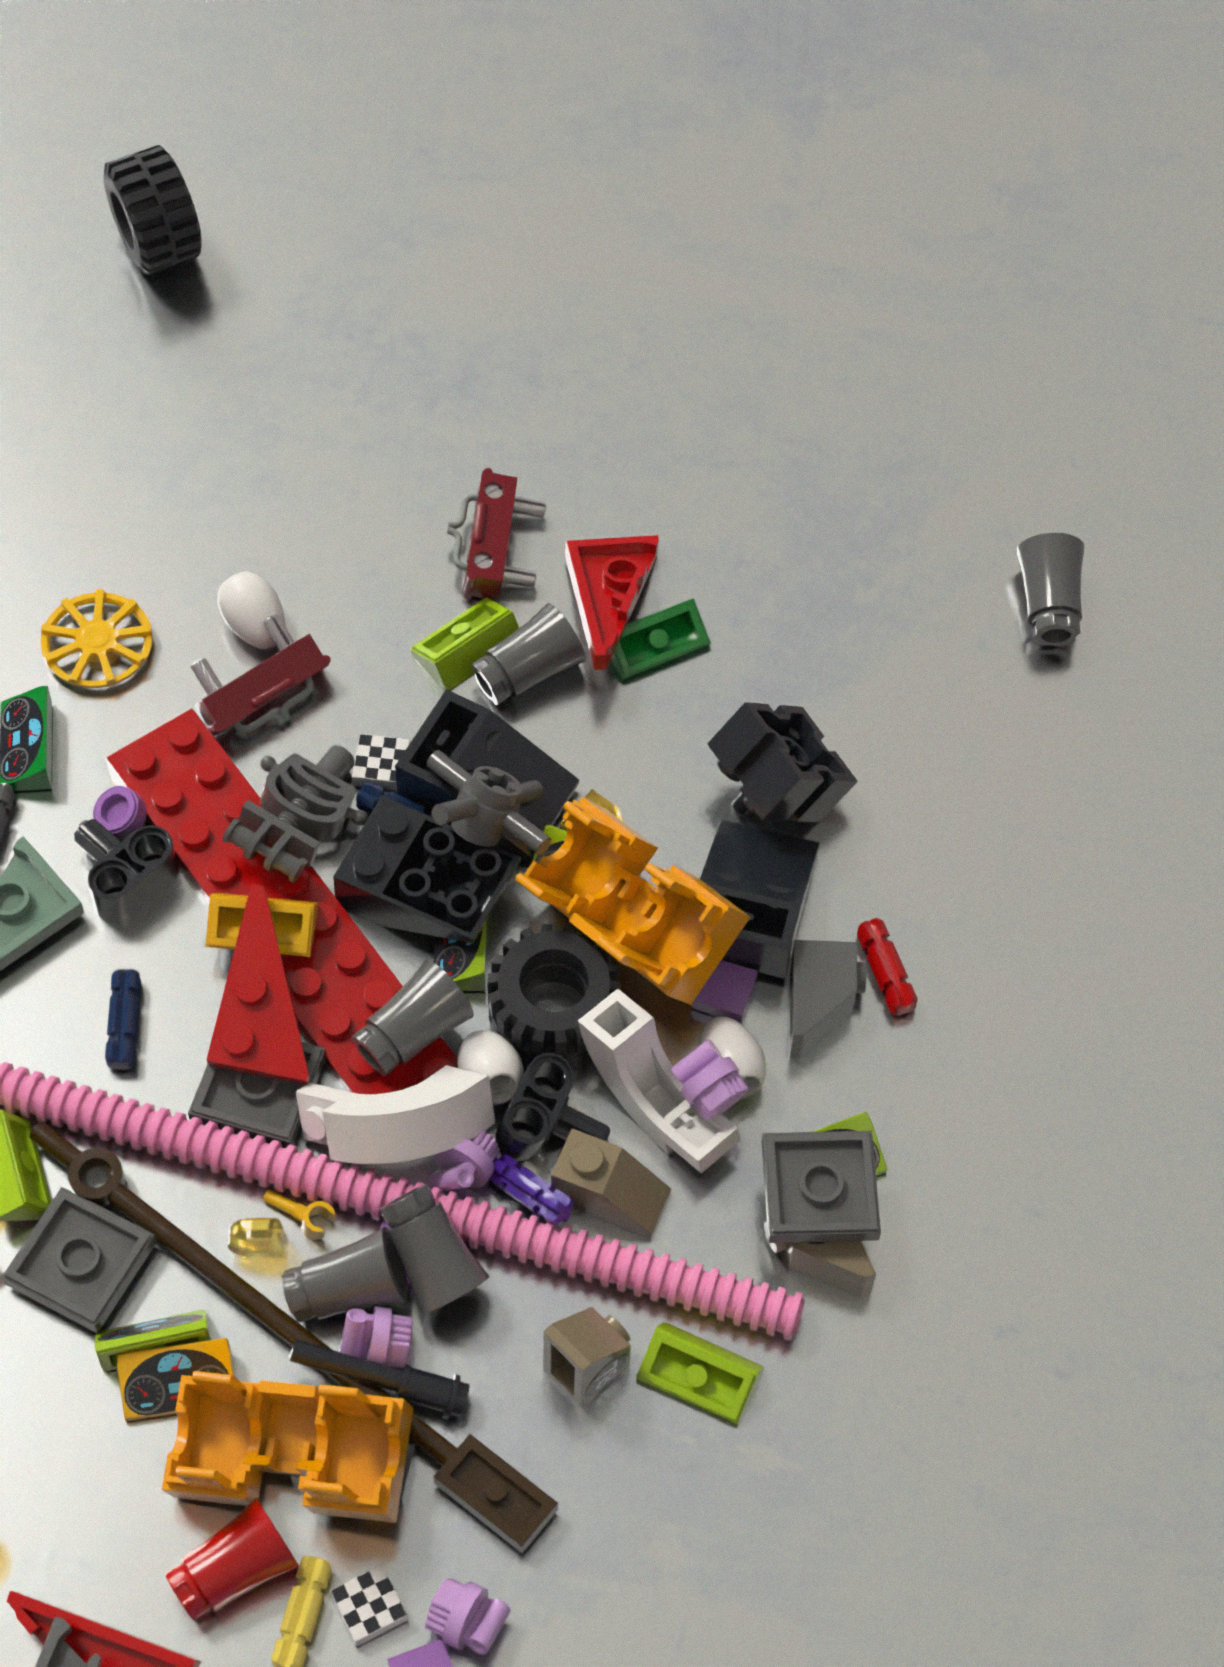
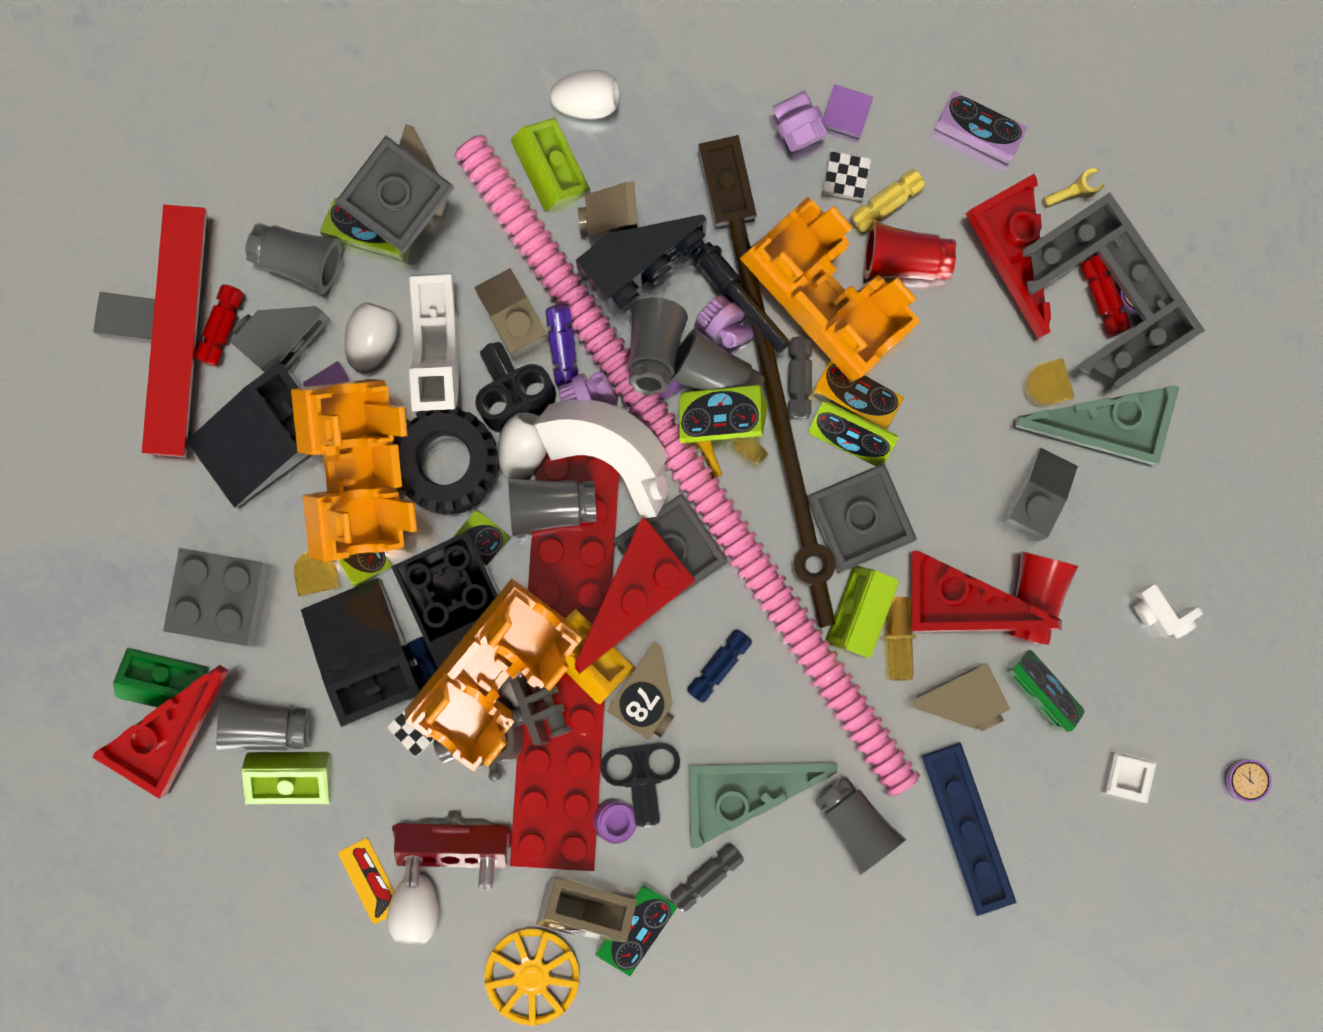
camera: 135 degrees left, 25 degrees up
(84, 710) = (585, 911): none -> dark tan slope
(173, 934) = (645, 696): none -> slope
(250, 1346) = (800, 377): none -> dark grey axle
(303, 1232) = (722, 414): none -> slope
(320, 618) = (368, 879): none -> sticker
(351, 783) = (462, 695): none -> light orange piece
(487, 804) = (385, 610): dark grey bar -> none
(490, 536) = (205, 847): dark red piece -> none
(529, 1293) = (634, 256): none -> black slope
(660, 729) = (217, 597): none -> dark grey brick
(709, 1080) = (402, 314): lavender piece -> none
(720, 1462) = (586, 94): none -> white animal
(780, 764) = (168, 501): black brick -> none
(871, 1075) = (295, 255): none -> dark grey plant
(922, 925) = (174, 331): none -> red tile
(967, 917) = (124, 316): none -> dark grey tile

